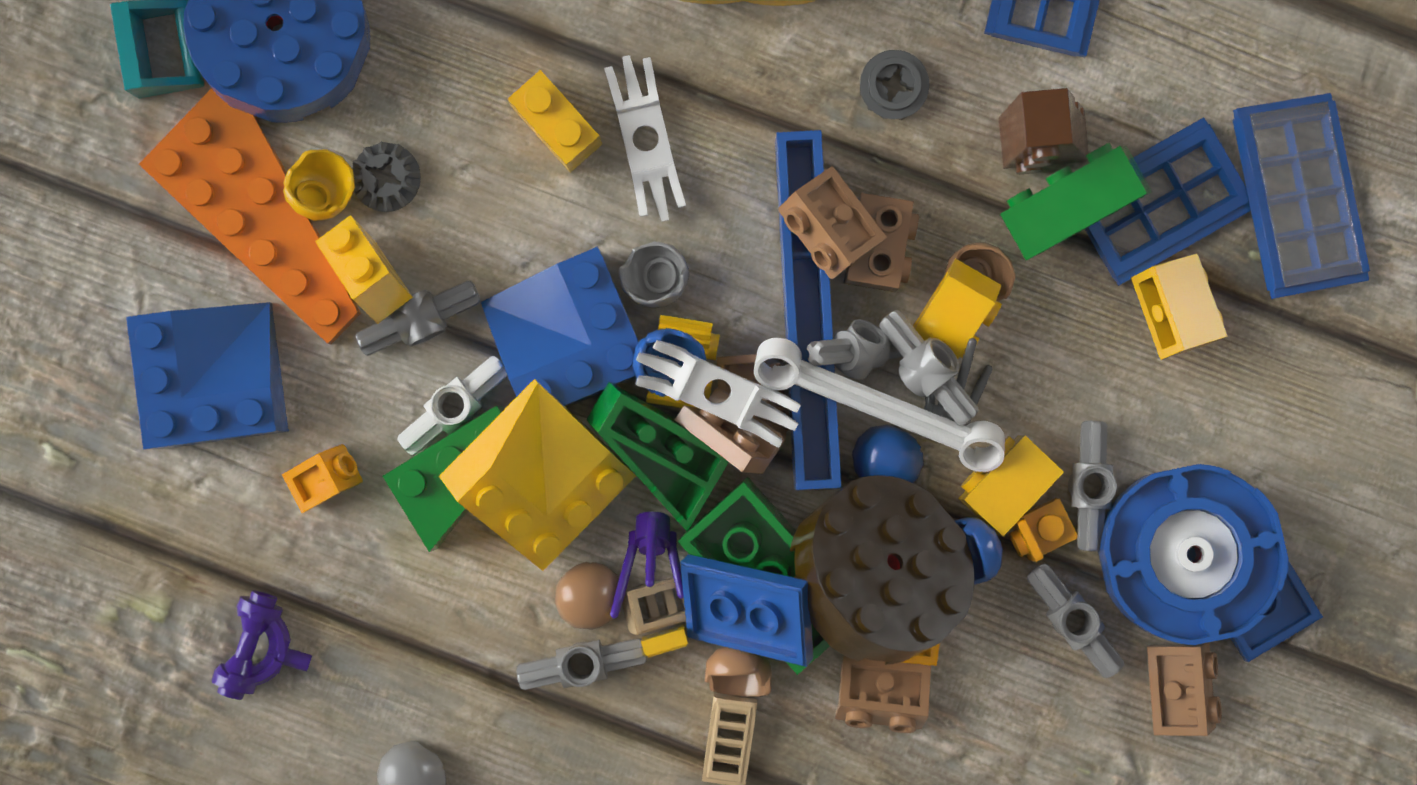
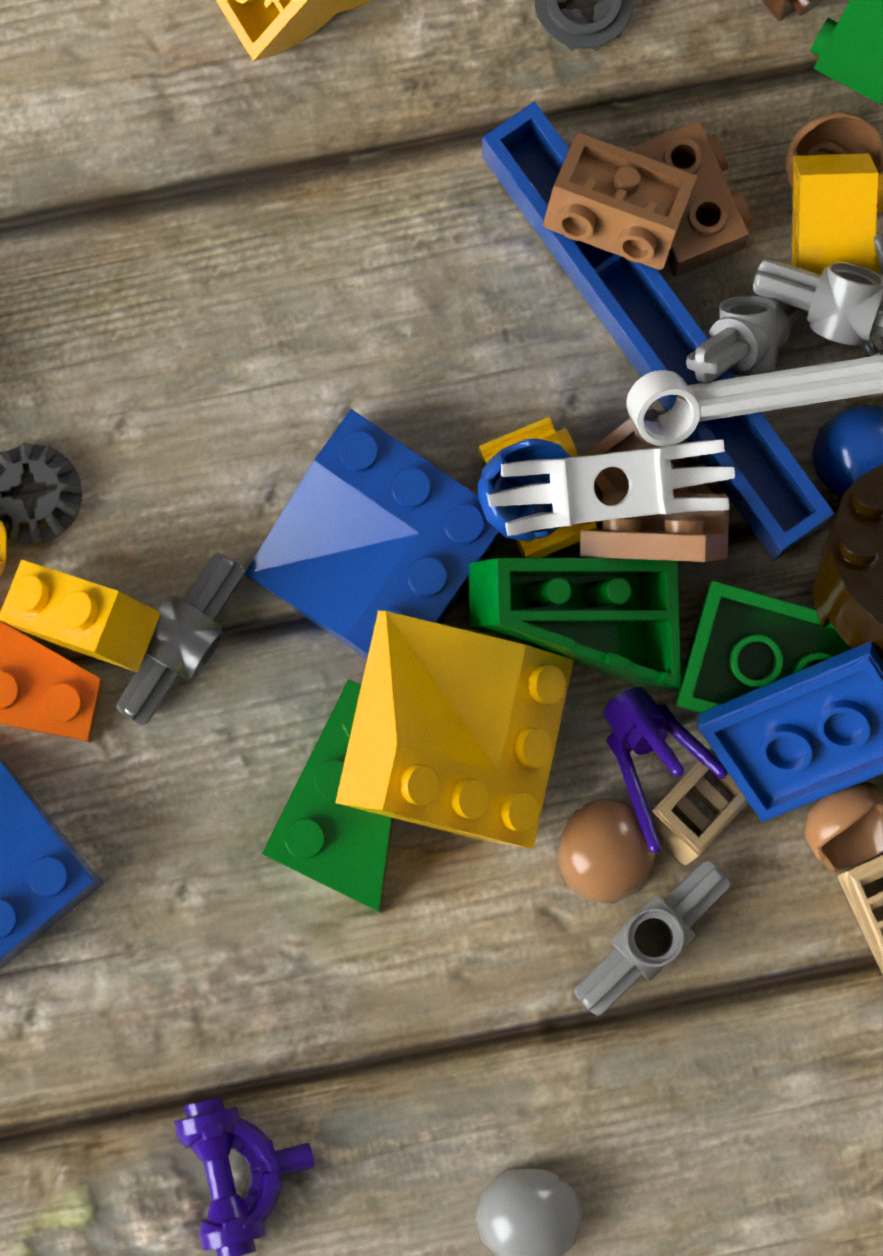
camera: 30 degrees left, 5 degrees down
(322, 477) = (183, 910): light orange bracket -> none
(435, 420) = (280, 751): white axle -> none
(555, 121) = (200, 294): yellow brick -> none
(638, 113) = (301, 218): white piece -> none
(654, 275) = (440, 404): light grey hair -> none
(665, 641) = (738, 843): yellow tile -> none

